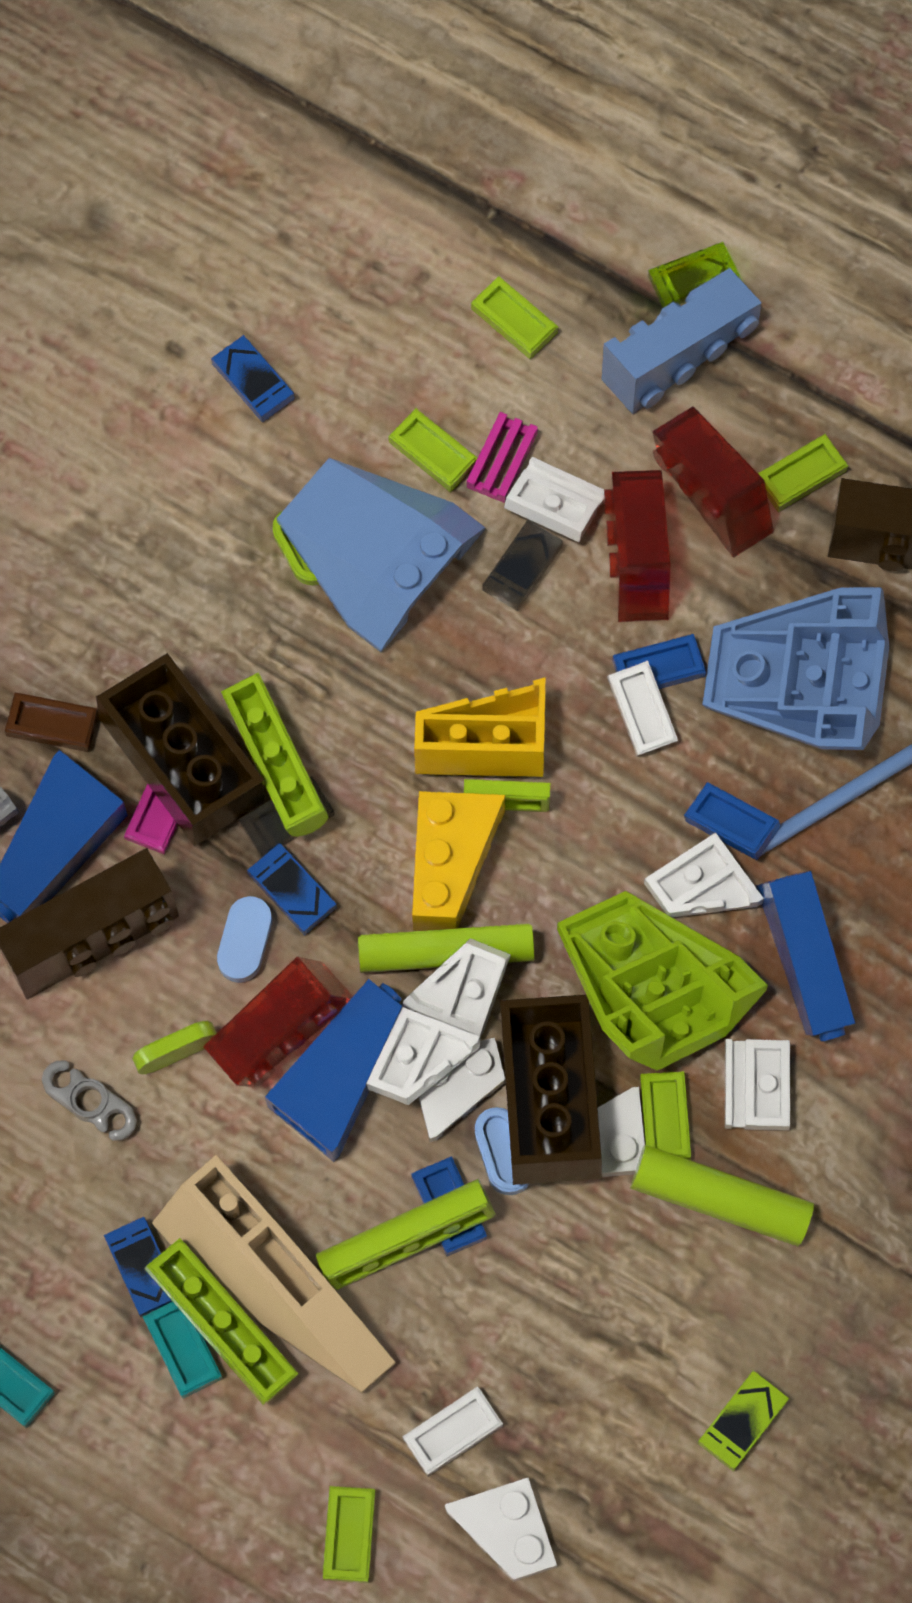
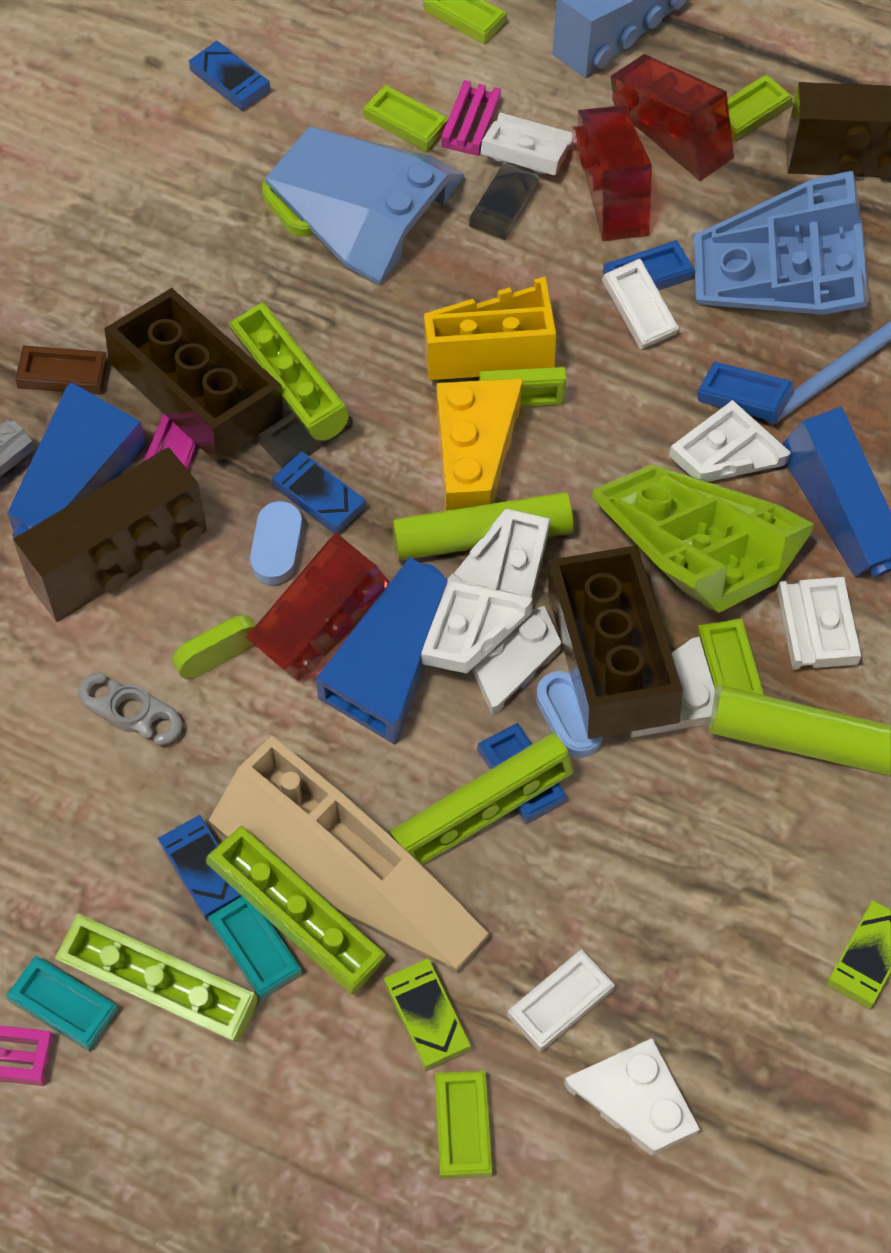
camera: 10 degrees left, 10 degrees down
(91, 1371) = (157, 978): none -> lime brick
(330, 1430) = (427, 1014): none -> lime tile

